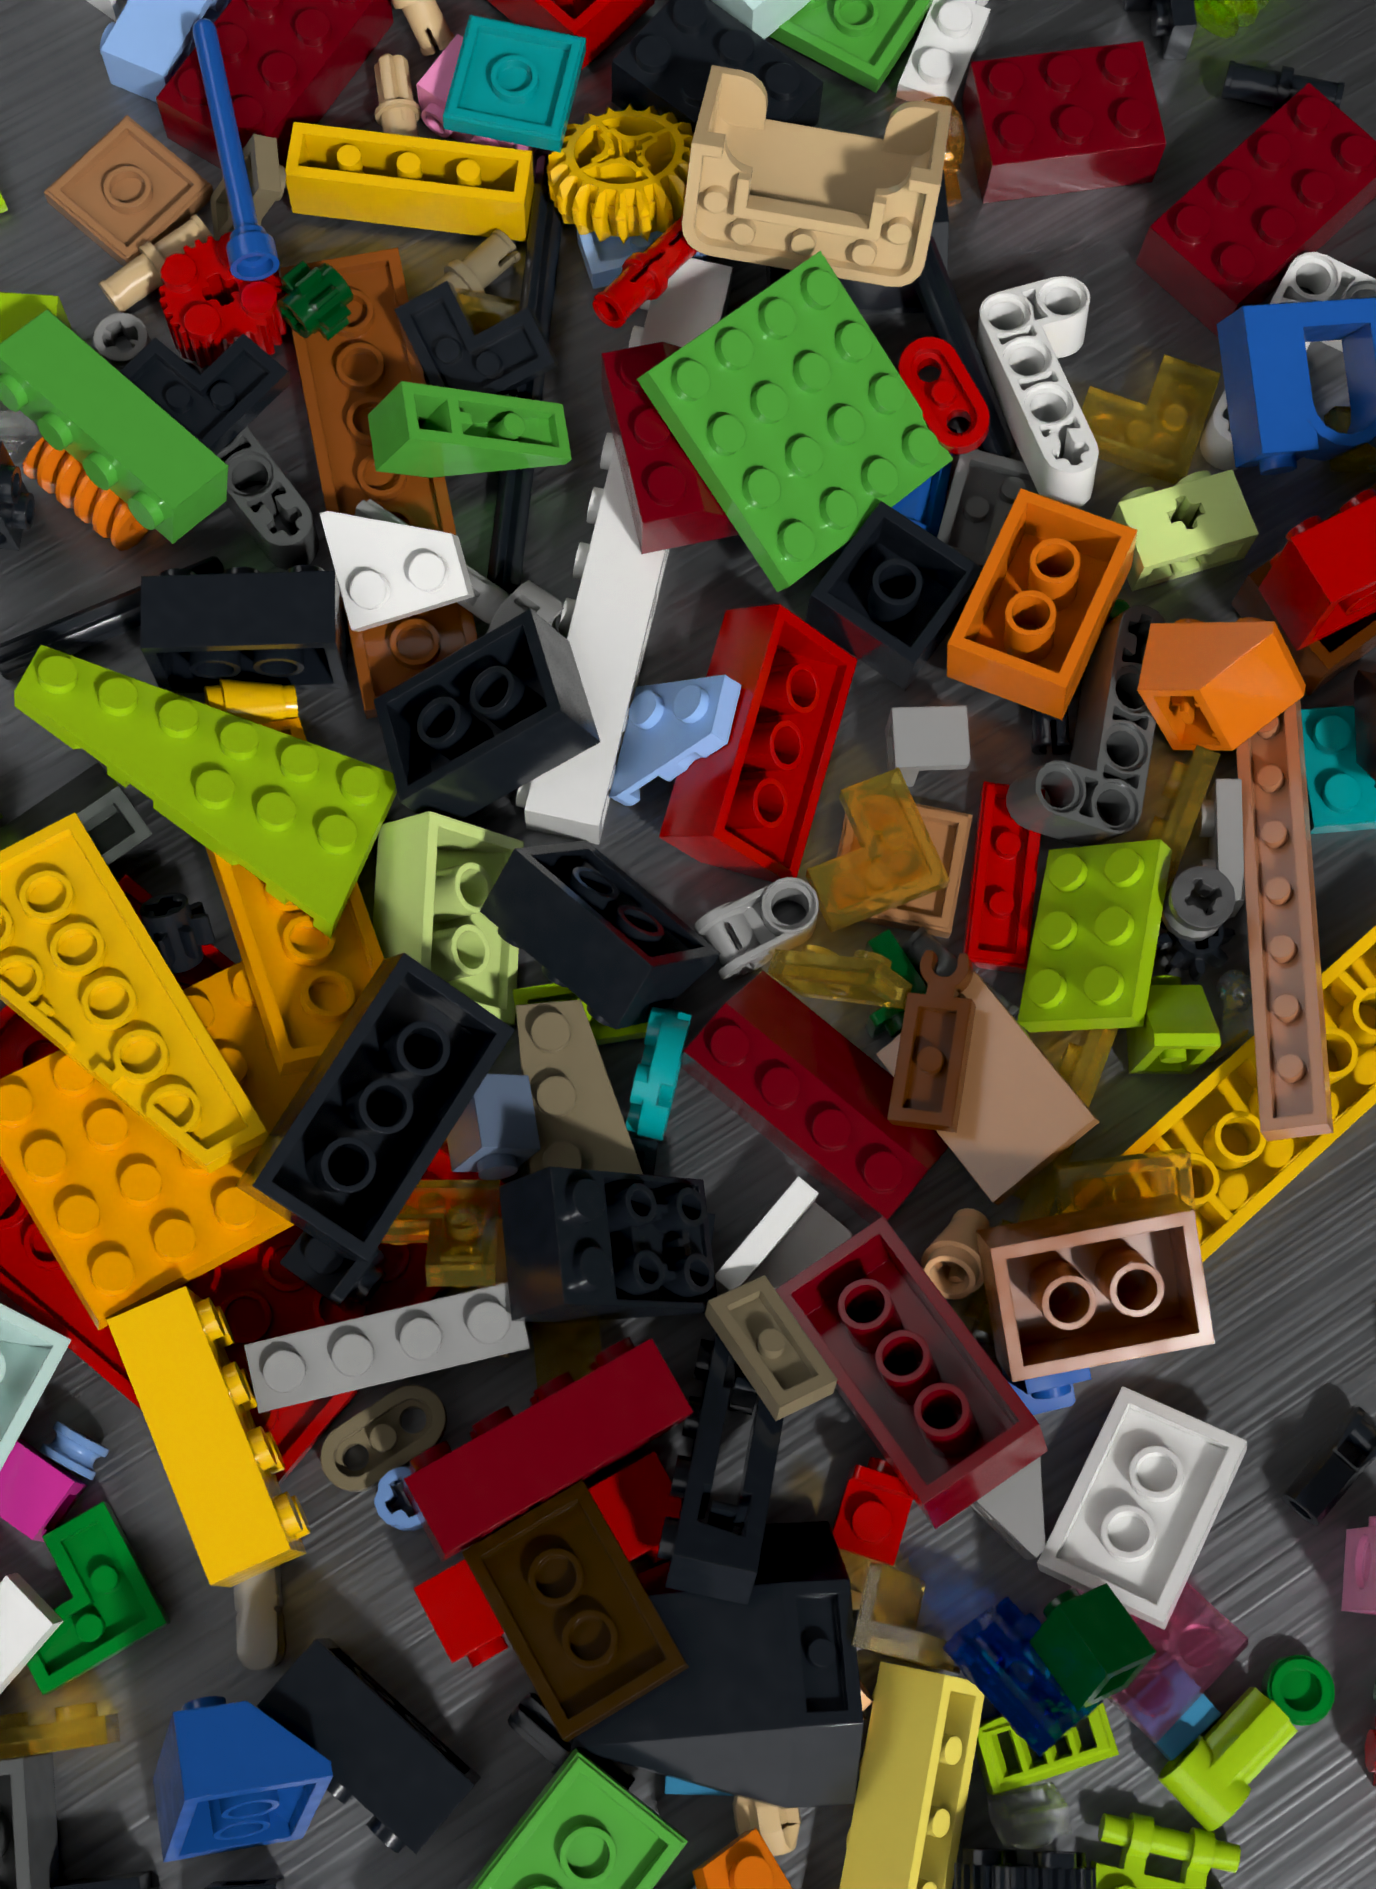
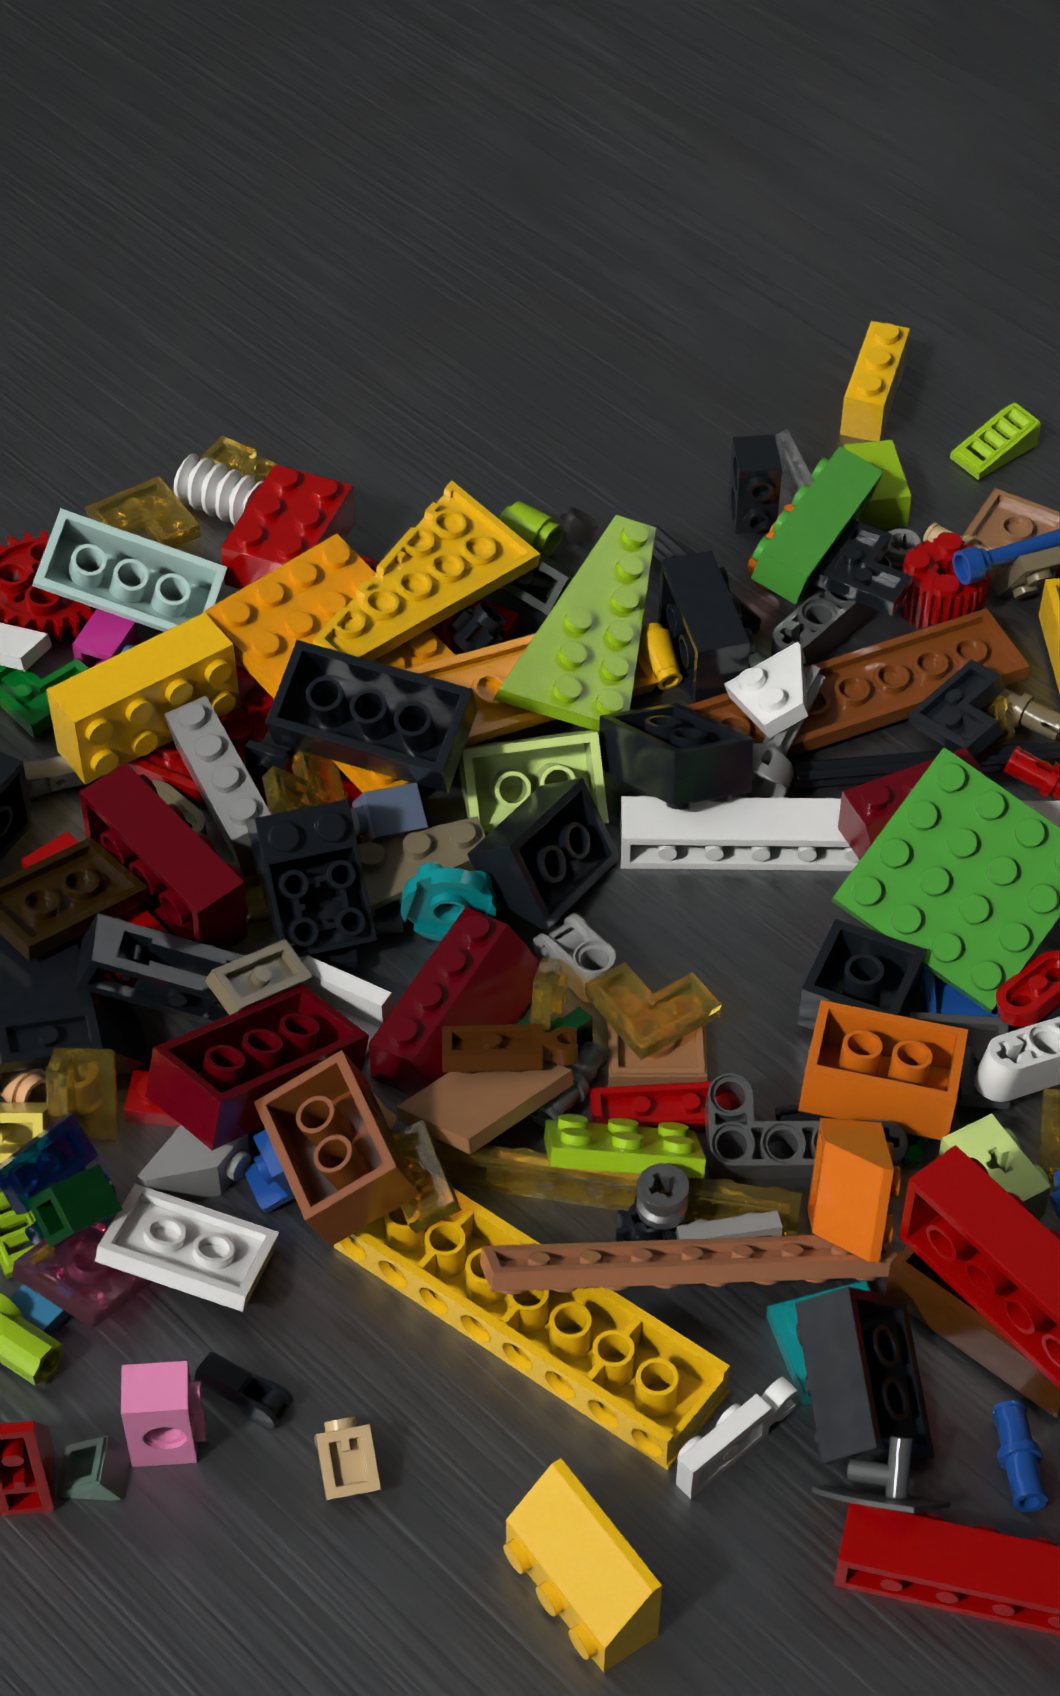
camera: 85 degrees right, 25 degrees down
(315, 300) = (959, 616): dark green gear -> none
(464, 432) = (890, 708): bright green slope -> none
(671, 729) = (719, 872): light blue wing -> none
(759, 793) = (720, 935): red slope -> none
(927, 740) = (752, 1027): light grey panel -> none
(1176, 1030) = (565, 1206): lime slope -> none
(1299, 1688) = (67, 1389): green tile -> none

